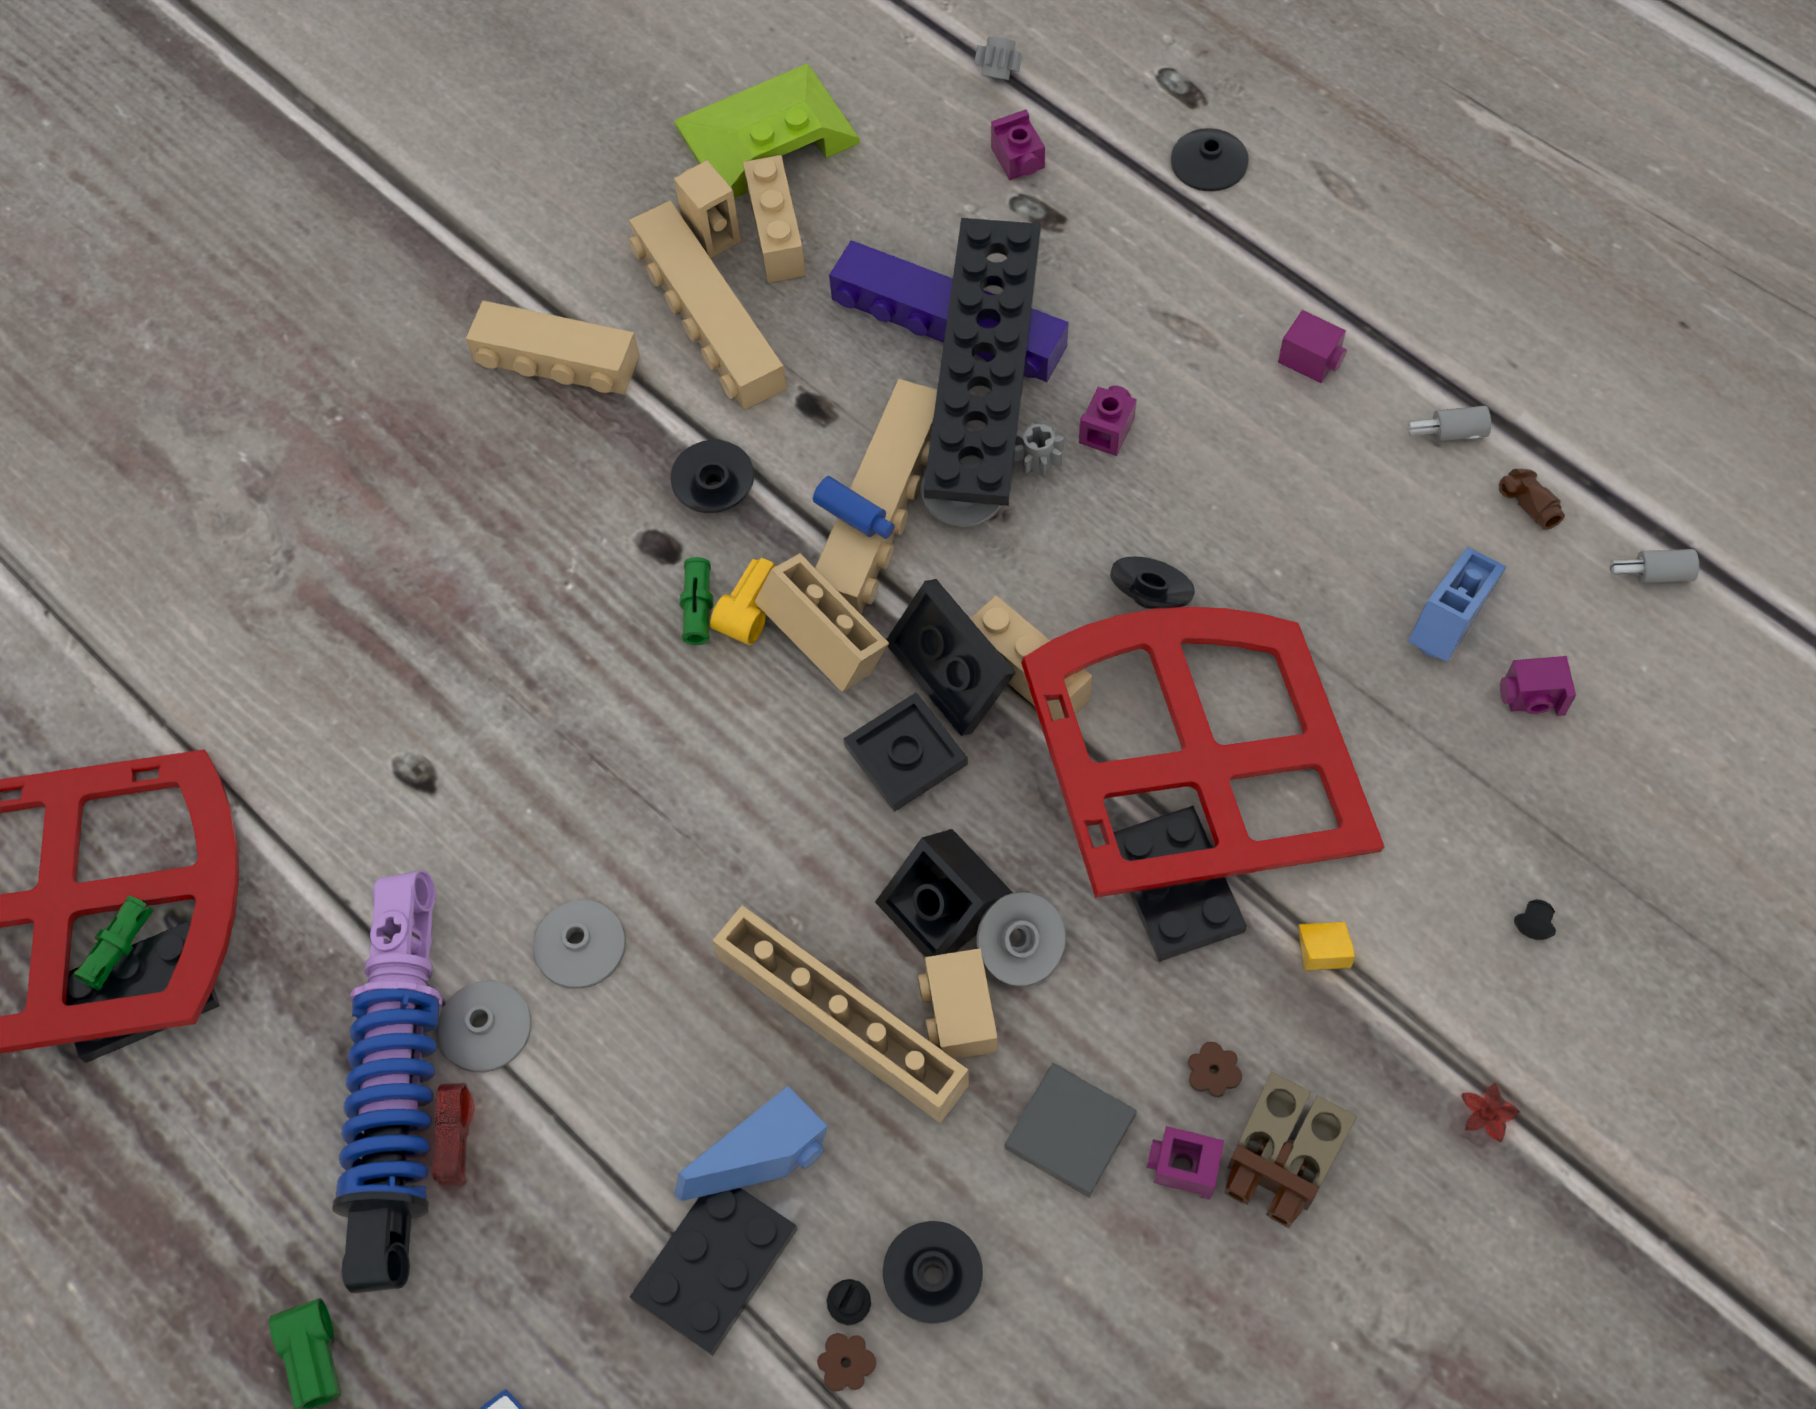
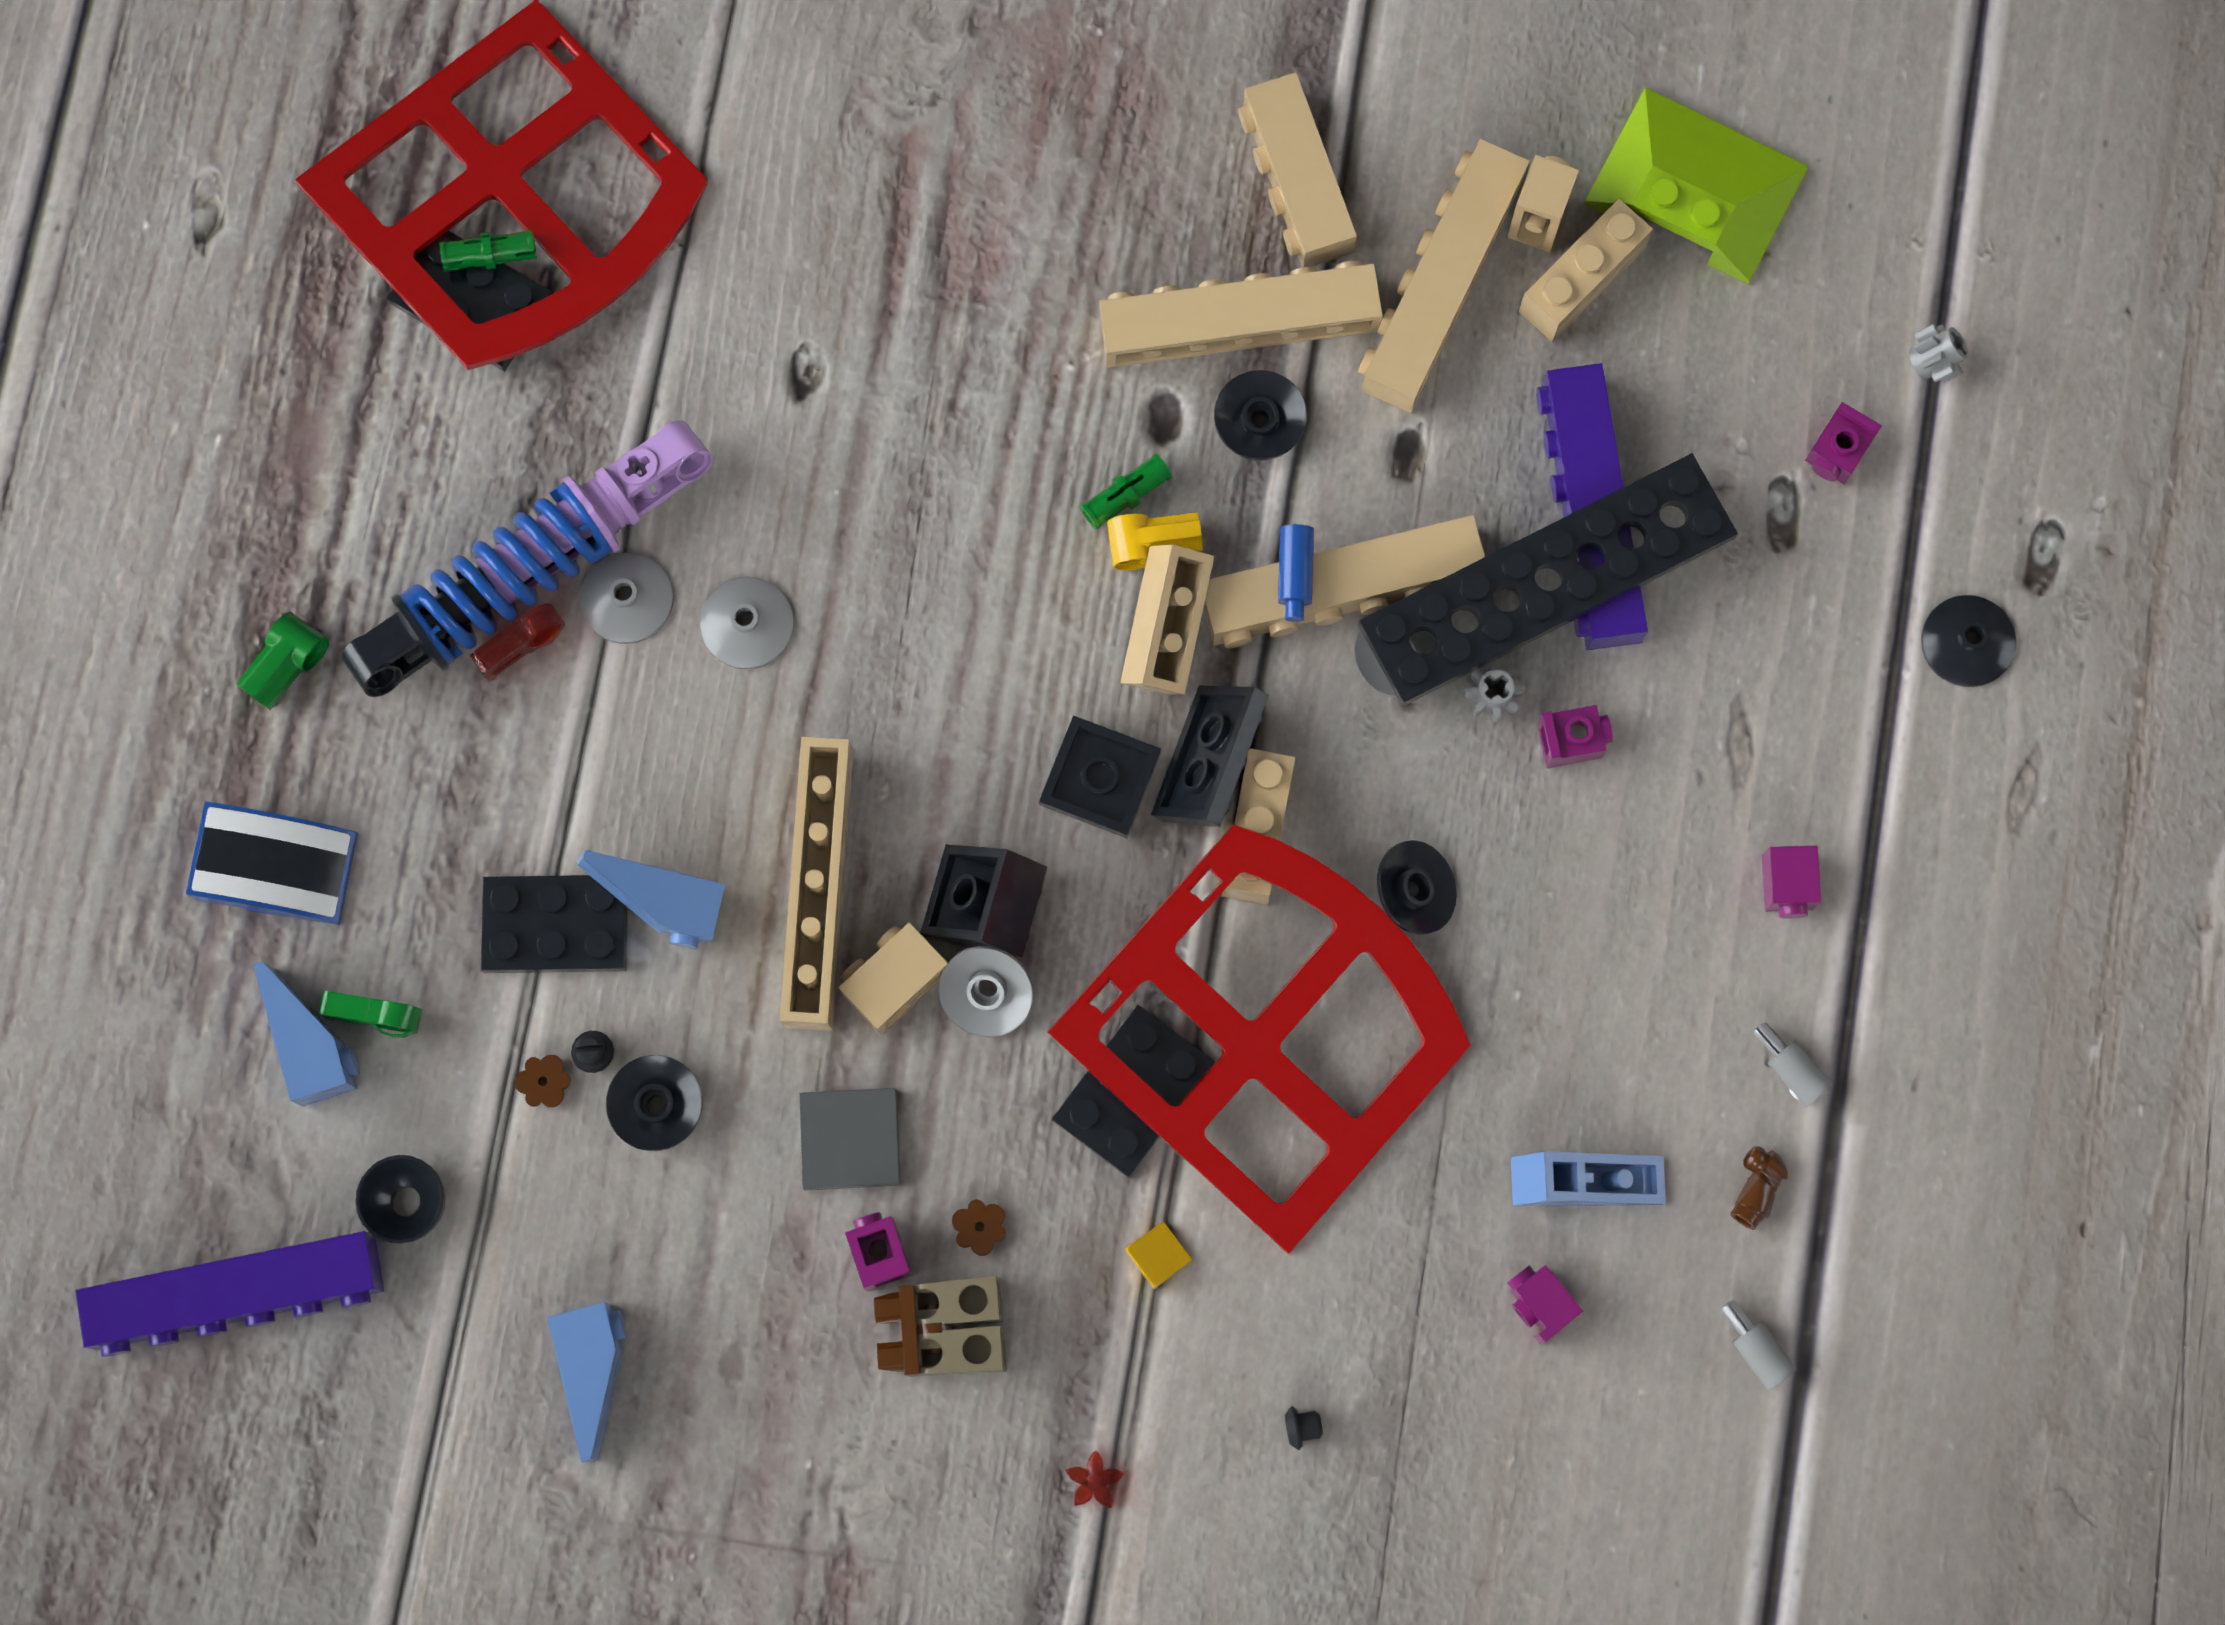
camera: 55 degrees right, 15 degrees up
(624, 448) = (1240, 314): none -> tan brick

